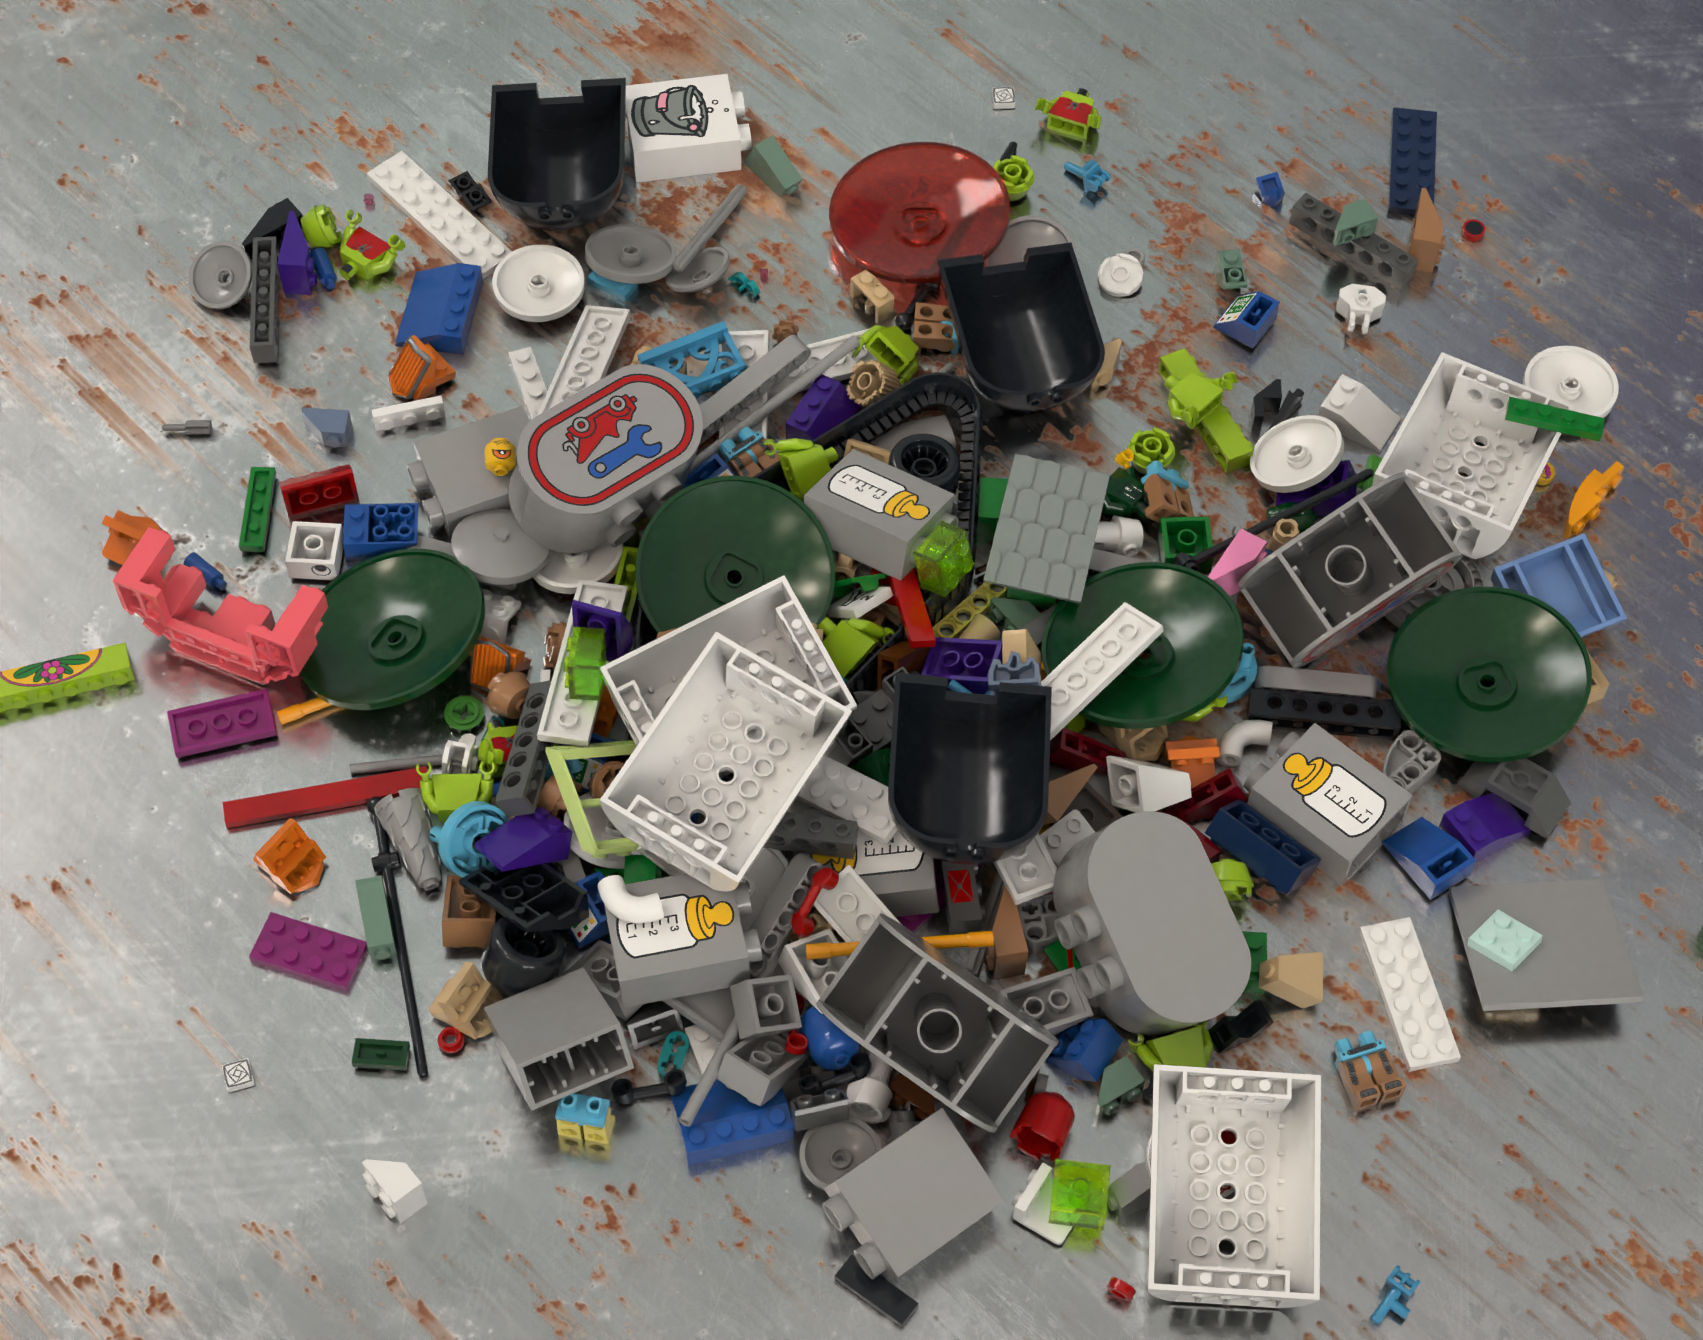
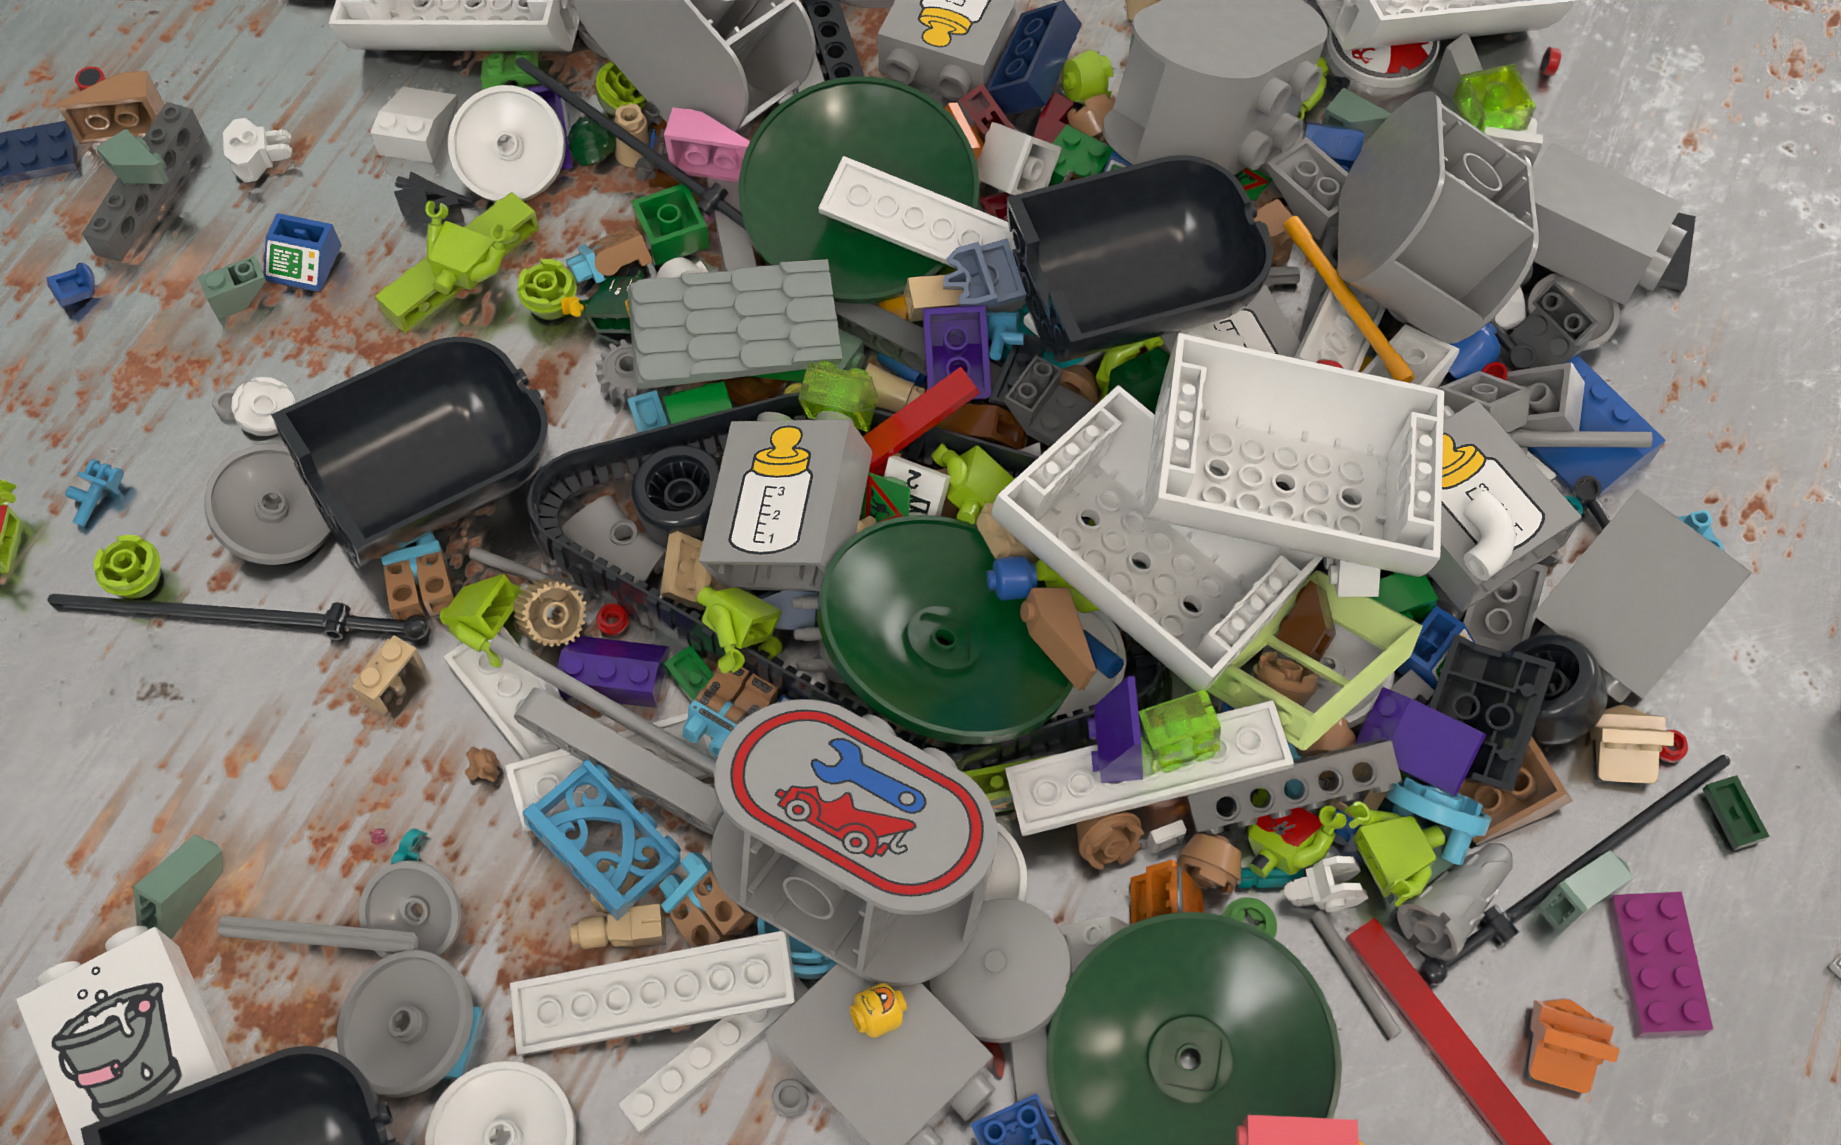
camera: 110 degrees left, 5 degrees up
(913, 183) = (181, 619): clear red dish -> none

